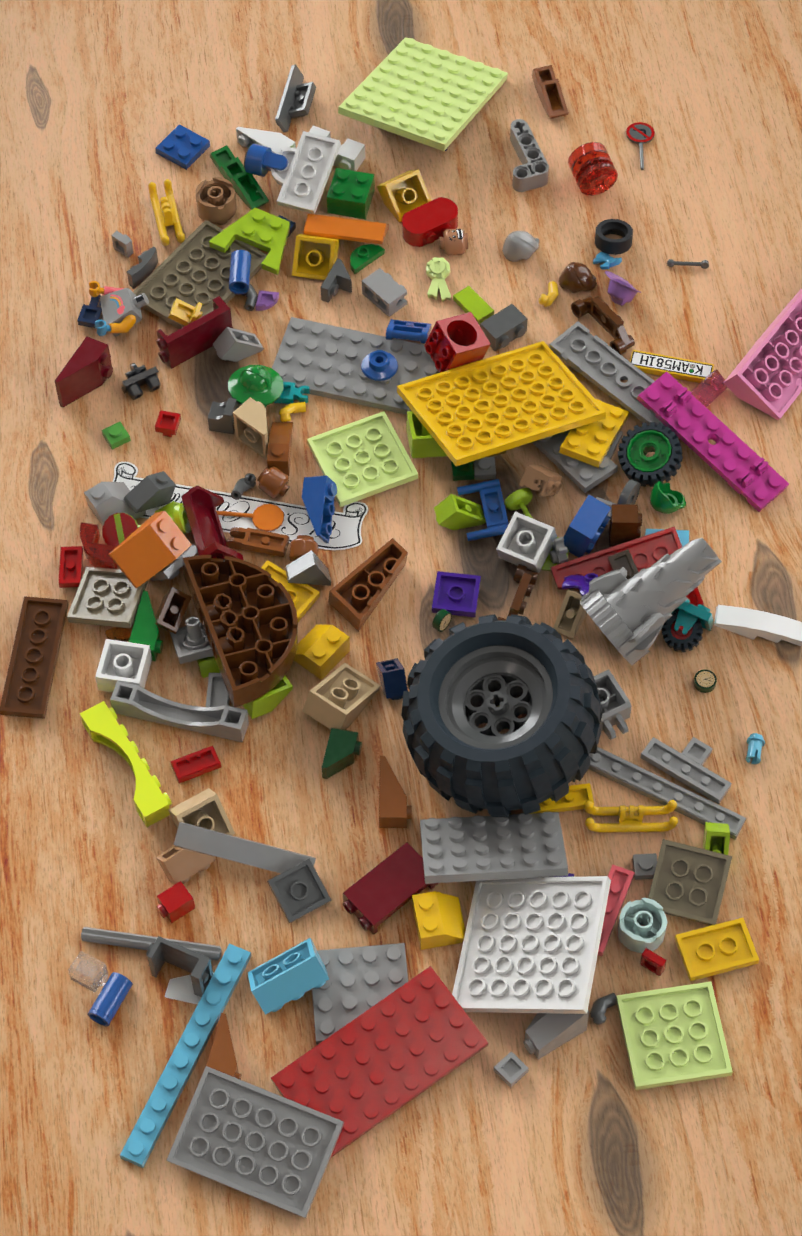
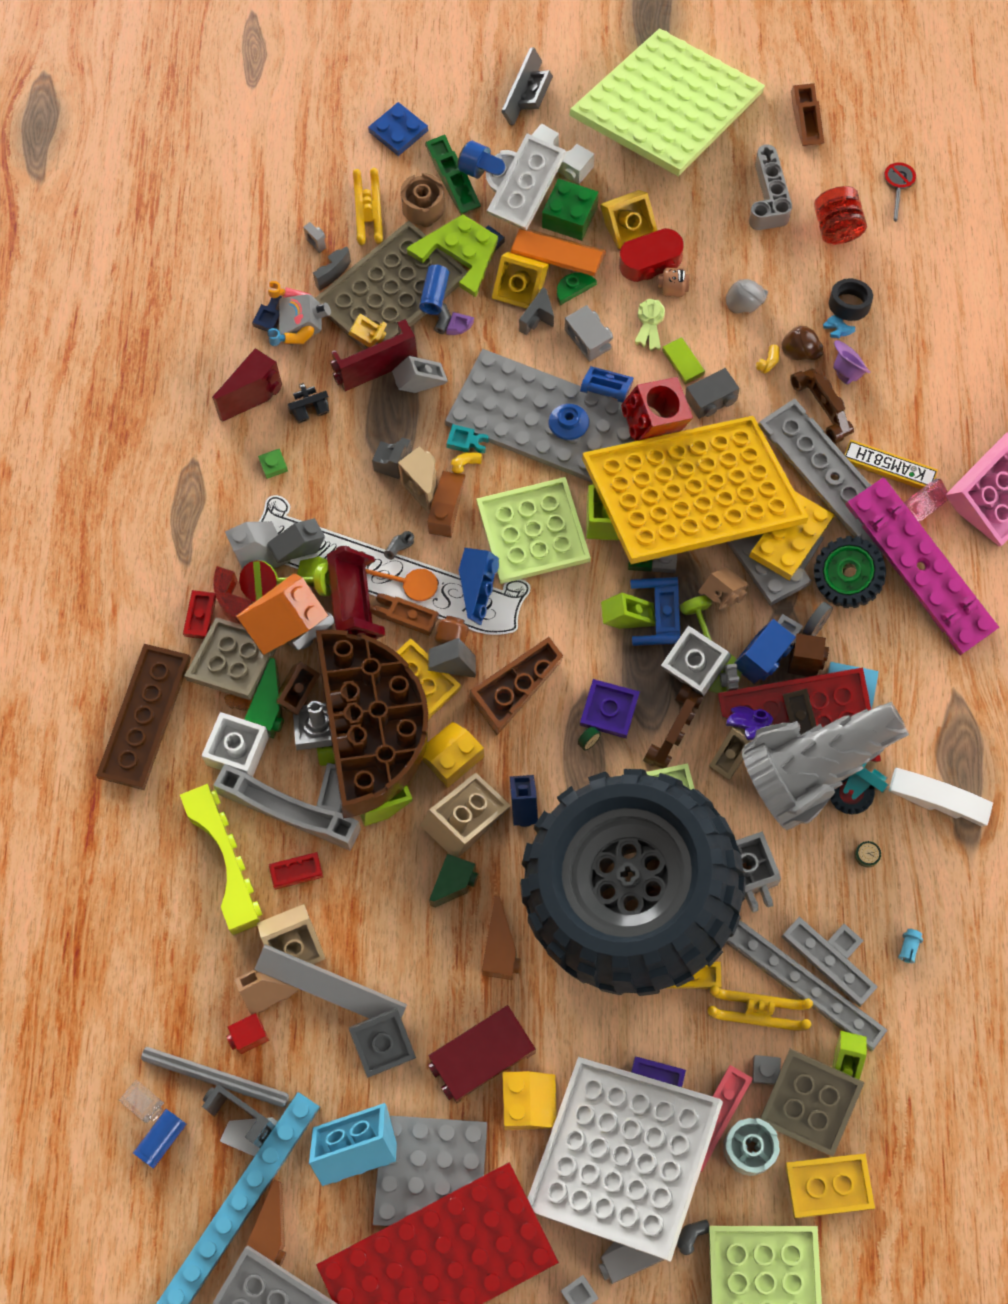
camera: 10 degrees right, 10 degrees up
(167, 423) = (329, 458): red tile -> none
(257, 382) = (430, 427): green helmet -> none
(273, 140) = (487, 134): white slope -> none
(273, 482) = (432, 545): dark orange head -> none
(492, 847) = (599, 1032): light grey plate -> none
(653, 962) = (756, 1191): red tile -> none
(665, 499) = (859, 628): green hair -> none
(704, 264) = (946, 345): dark grey hinge -> none

